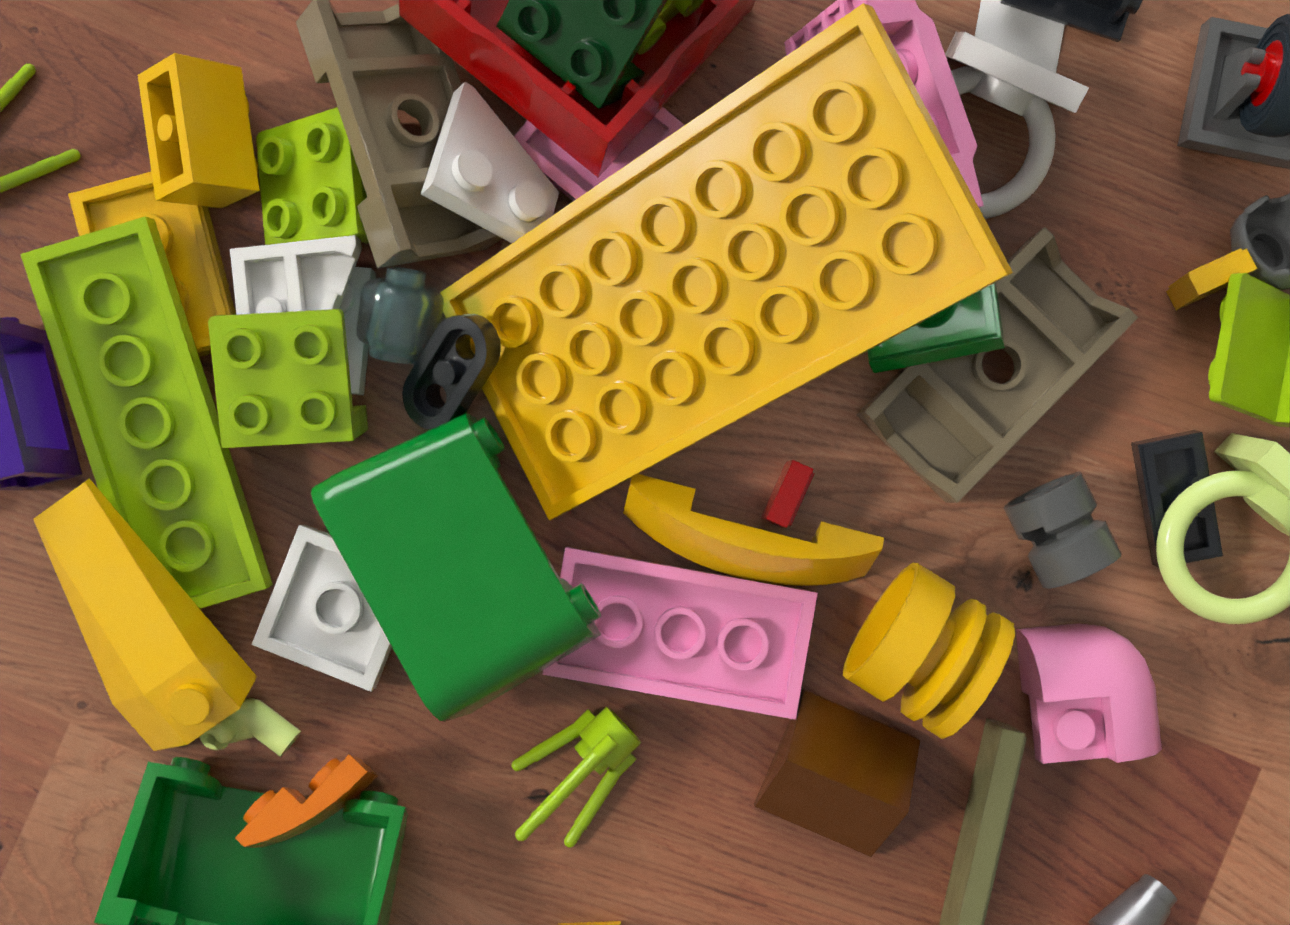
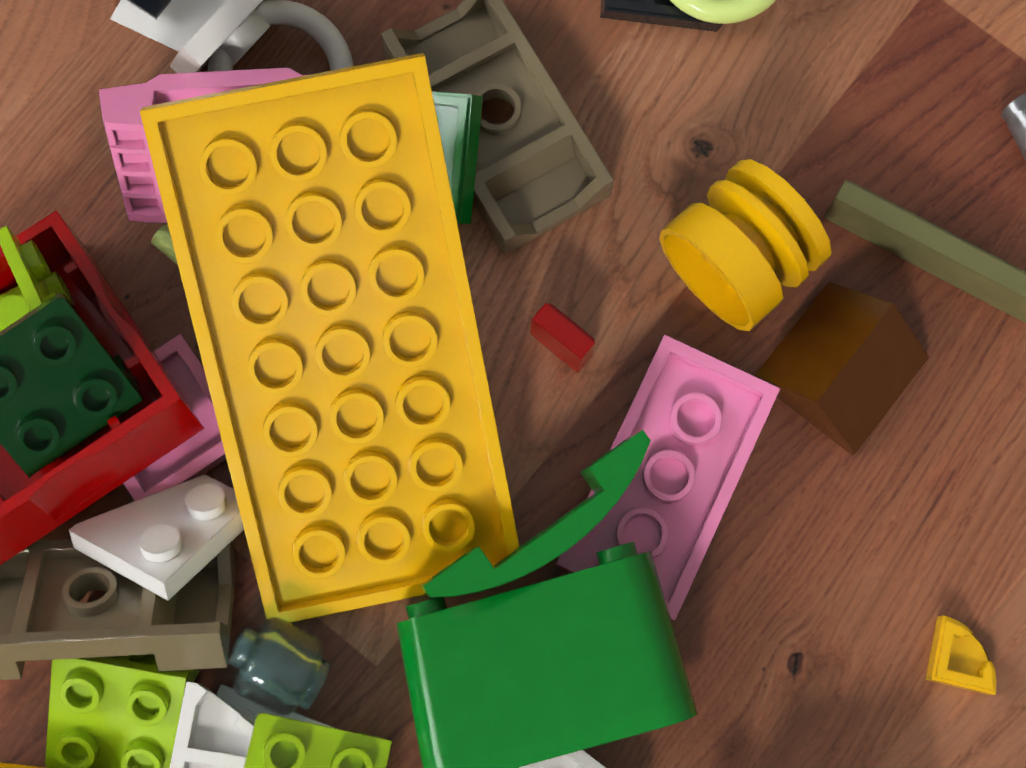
camera: 75 degrees left, 10 degrees down
(453, 365) = (345, 625): black plate -> none
(525, 473) = (608, 480): none -> green slope
(603, 745) = (765, 580): lime plant -> none
(745, 551) = (552, 455): yellow slope -> none
(1062, 531) = (665, 97): dark grey wheel -> none
(1087, 694) = (823, 118): bright pink brick -> none

